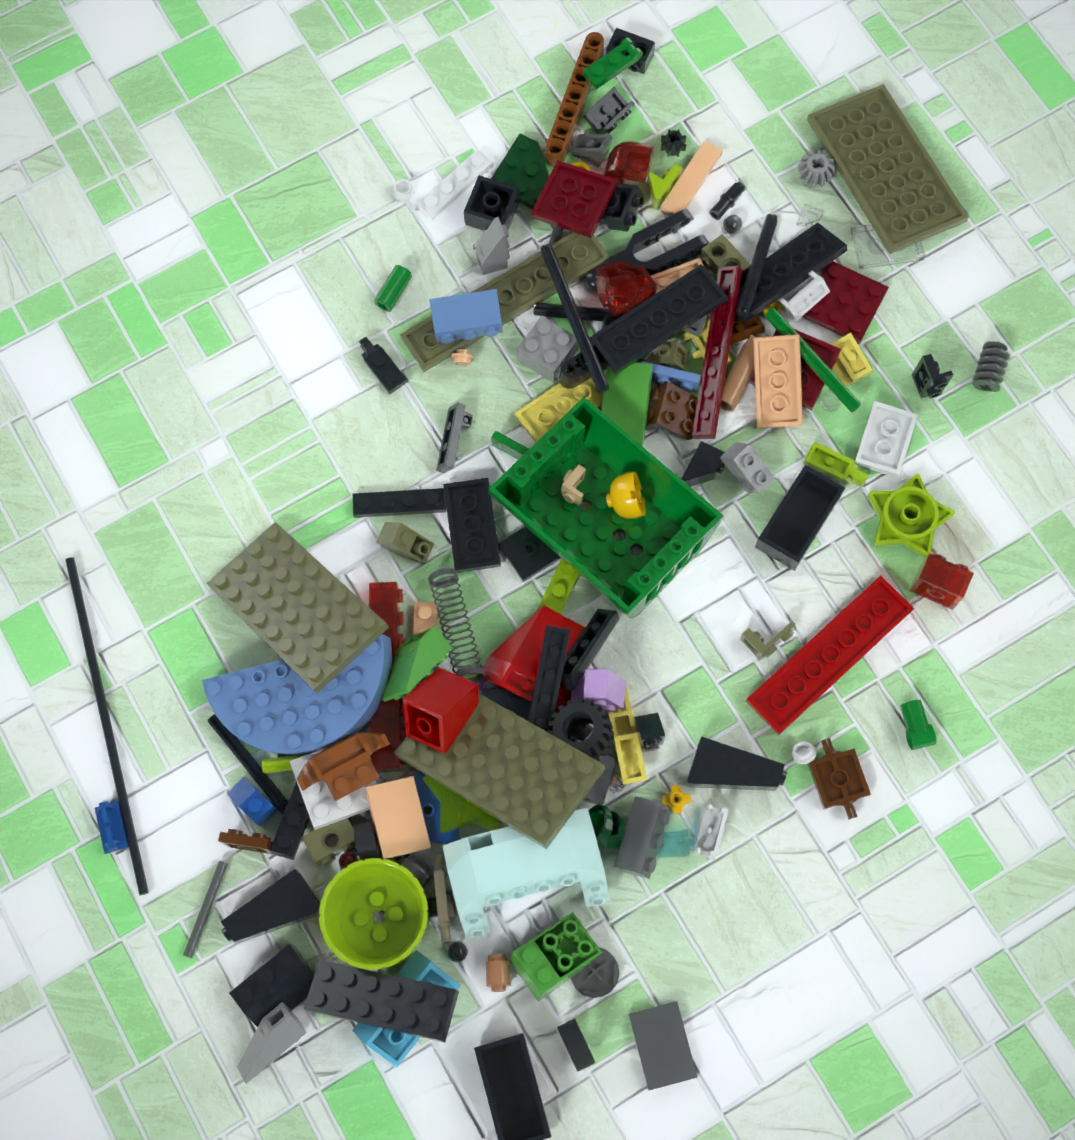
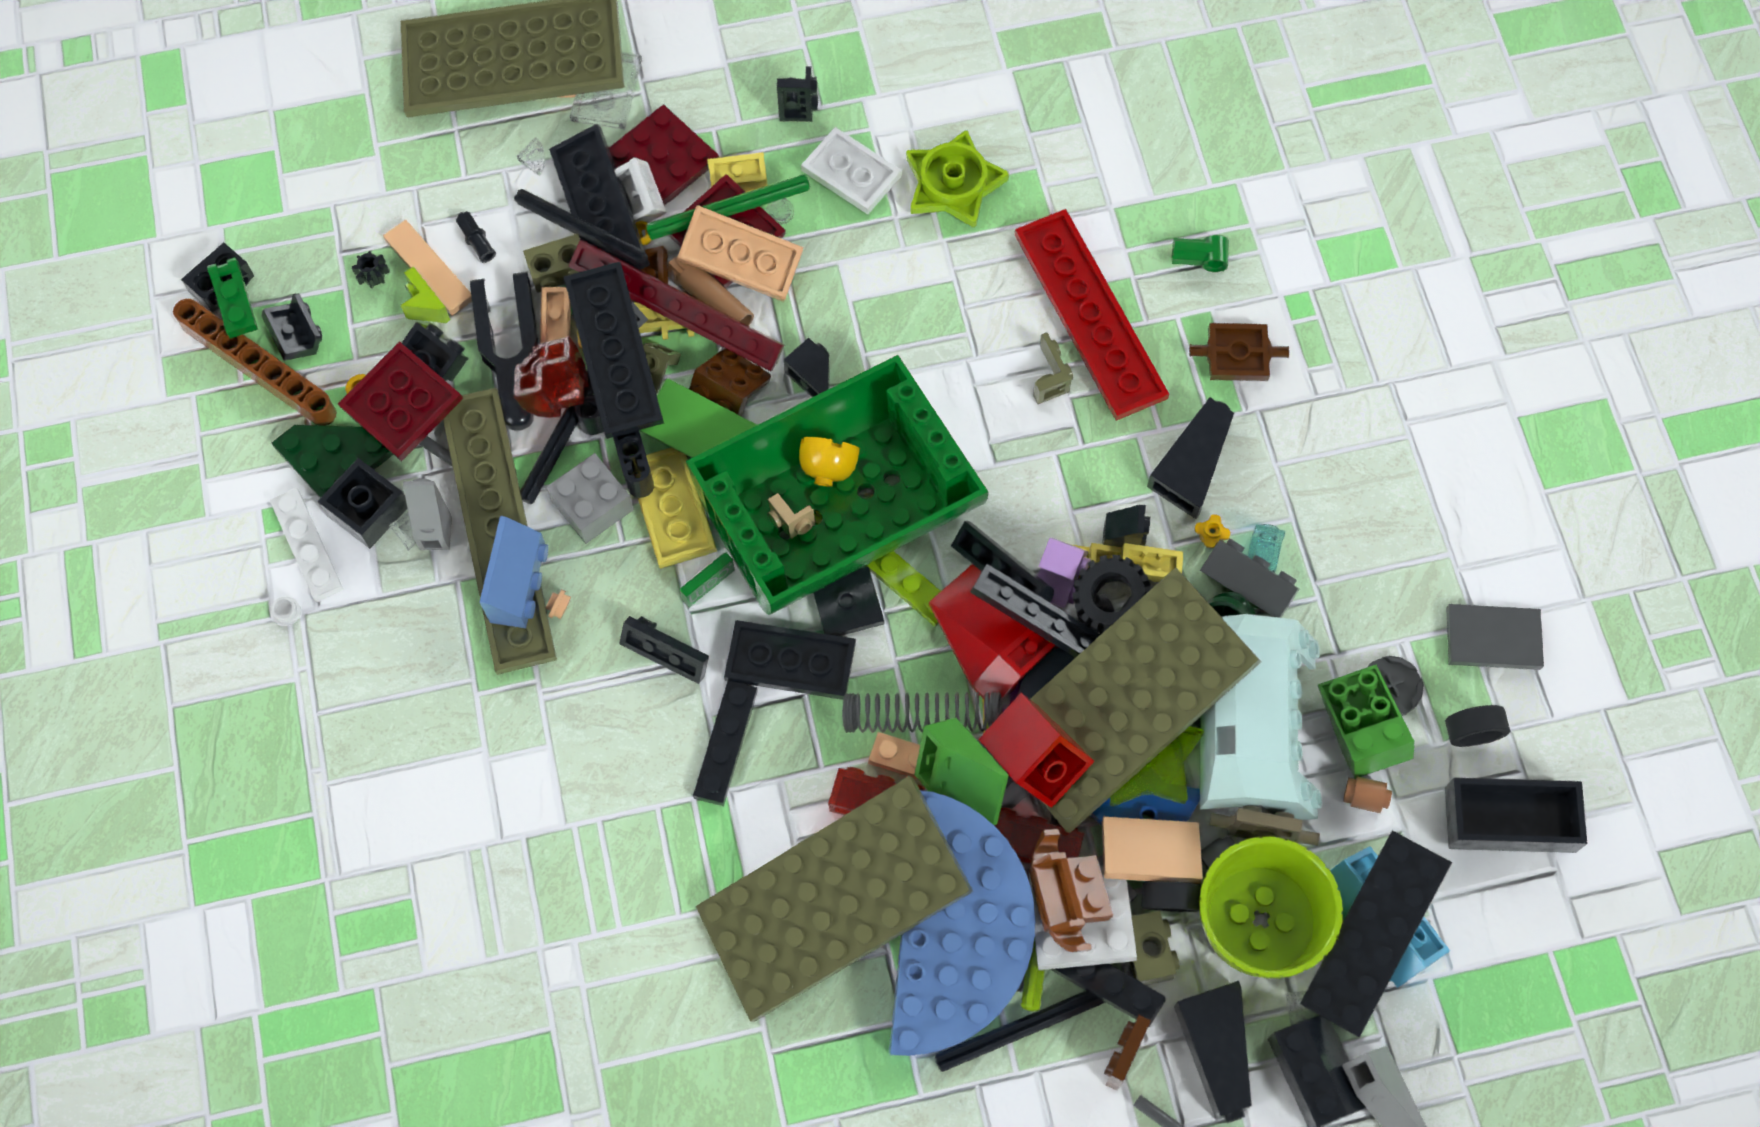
camera: 75 degrees left, 5 degrees down
(252, 802) = (1068, 1039): blue slope -> none
(347, 858) = (1186, 932): clear red piece -> none
(382, 366) = (527, 709): black hinge -> none
(393, 288) = (423, 662): green axle -> none
(404, 542) = (784, 747): olive slope -> none
(462, 949) = (1331, 842): black hinge -> none
(574, 318) = (567, 447): black axle -> none
(593, 146) = (333, 360): dark grey slope -> none
(629, 161) = (376, 324): clear red brick -> none
(679, 378) = (693, 357): medium blue plate -> none
(709, 831) = (1261, 503): white hinge -> none
(730, 221) = (512, 247): dark grey hinge -> none
(747, 467) = (837, 320): light grey brick -> none
(799, 517) = (918, 286): black piece -> none
(803, 752) = (1198, 377): white plate -> none
(816, 169) = (478, 127): light grey gear -> none
(834, 465) = (862, 233): lime hinge -> none
(941, 581) = (1046, 167): clear red brick -> none
(991, 366) = (805, 36): dark grey piece -> none

